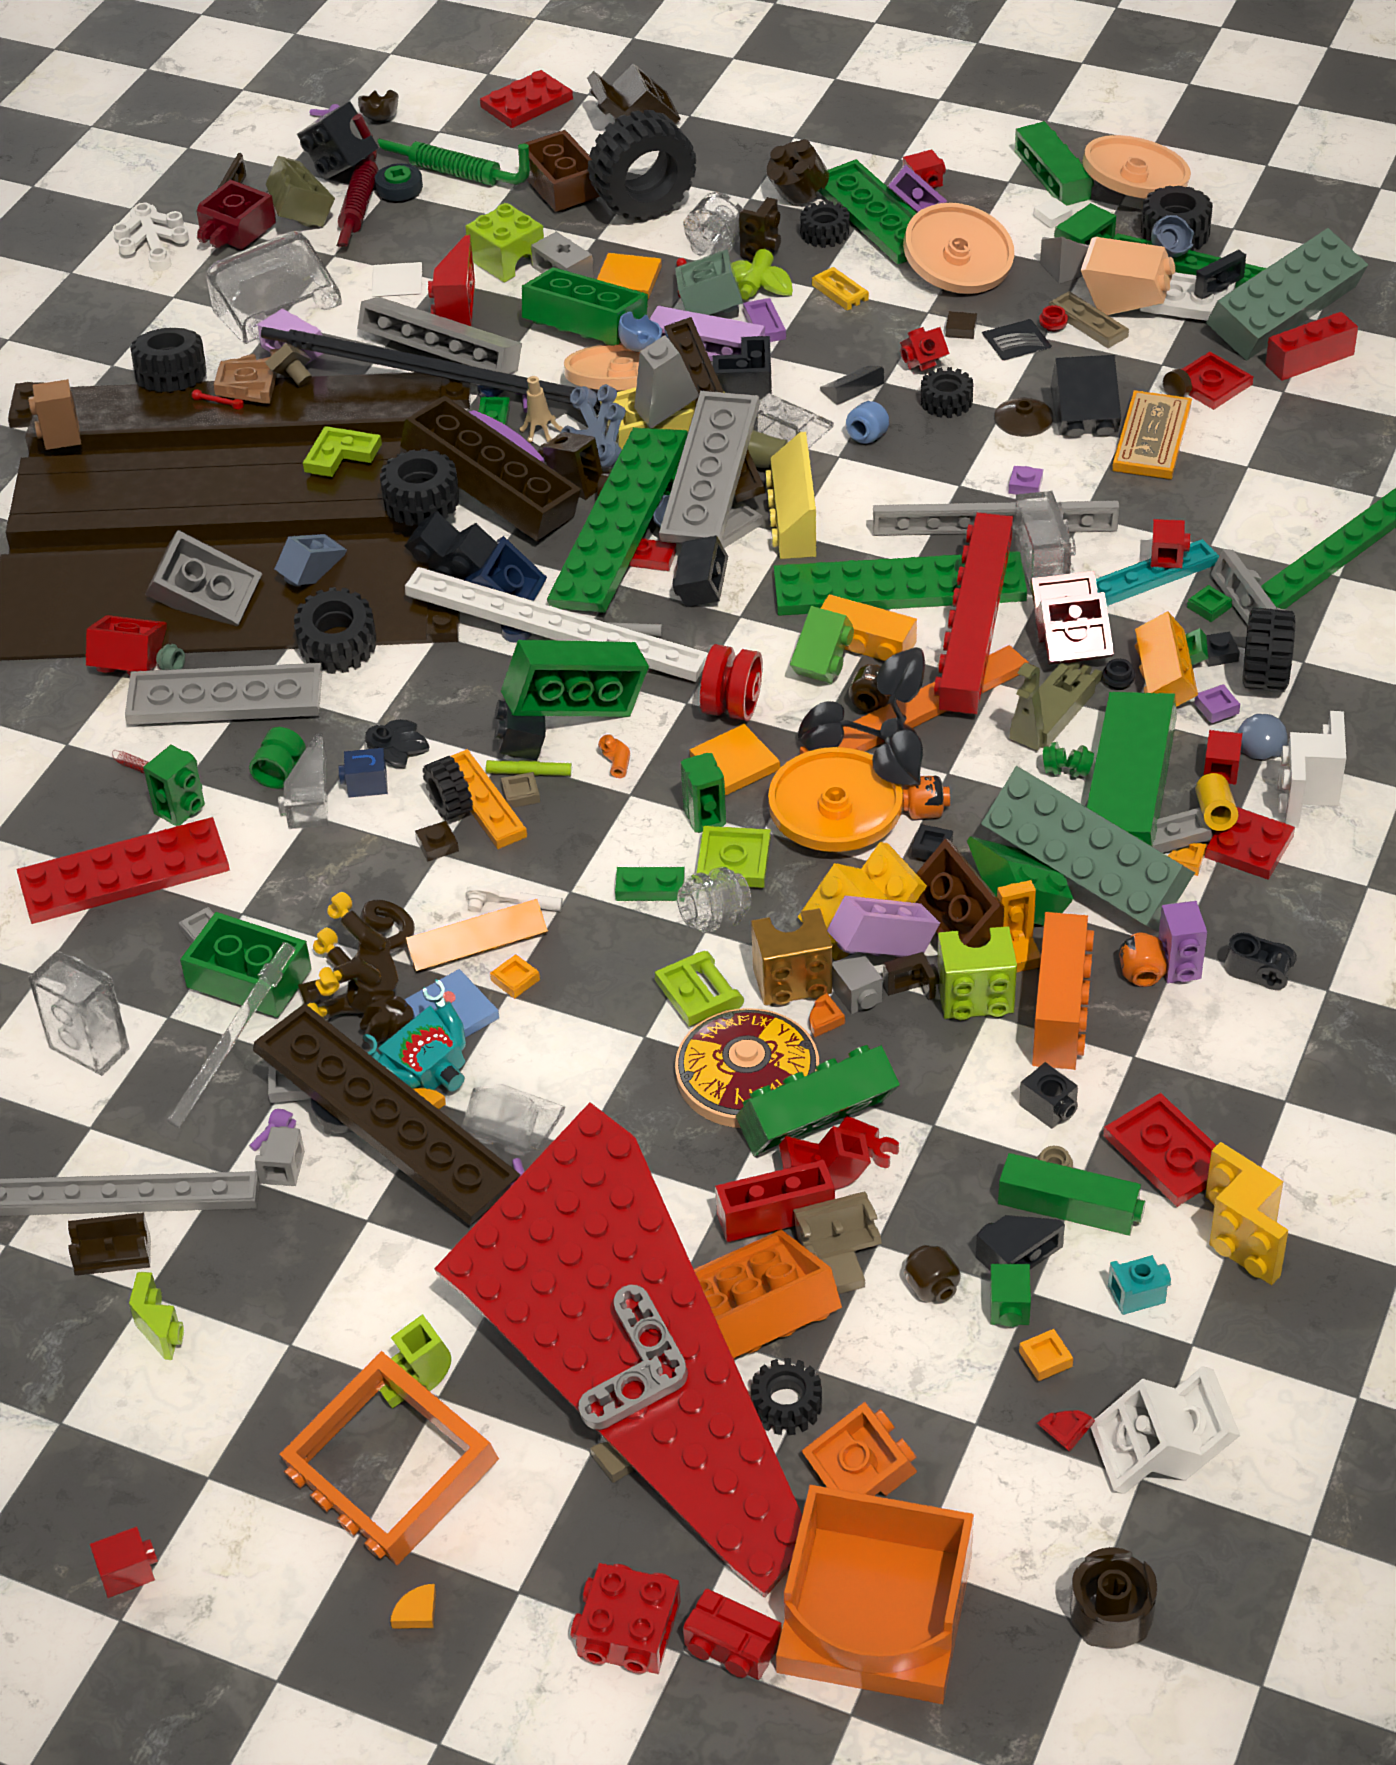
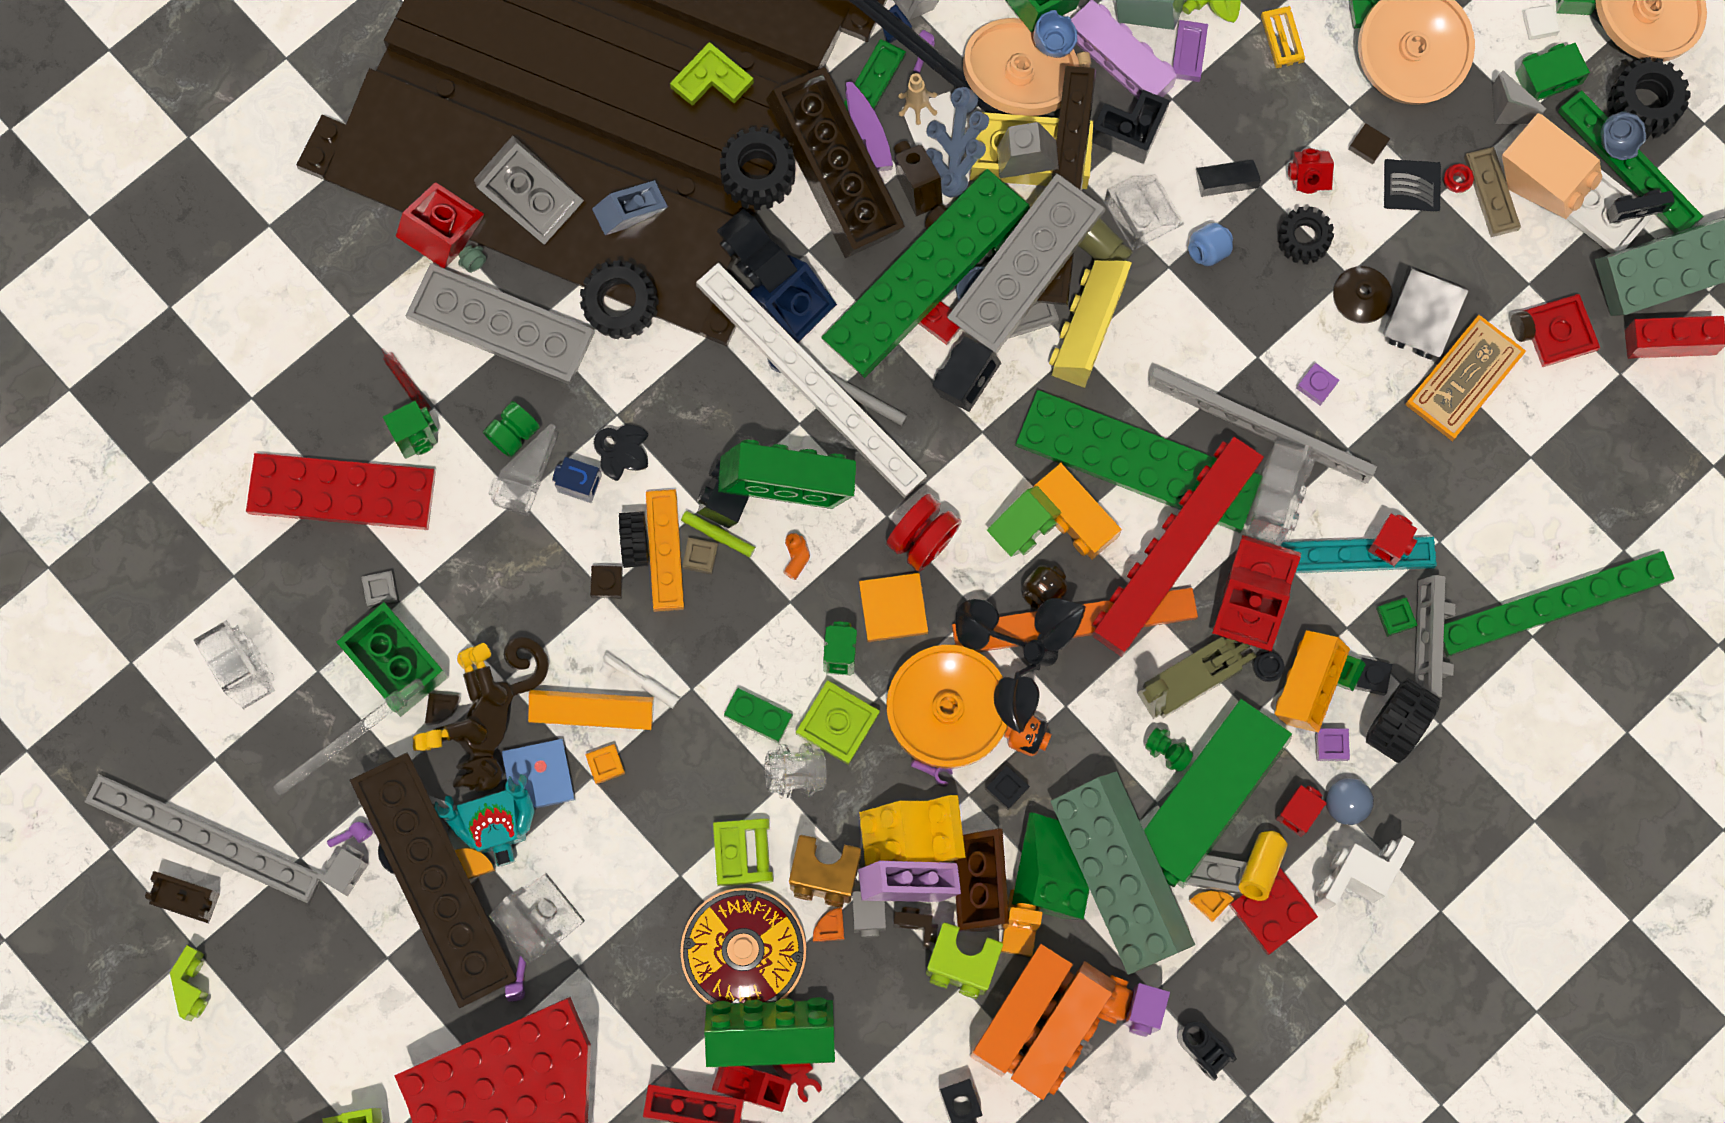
camera: 20 degrees right, 30 degrees up
(859, 856) = (933, 771): none -> medium lavender hand
(1116, 977) = (1065, 1028): none -> orange brick

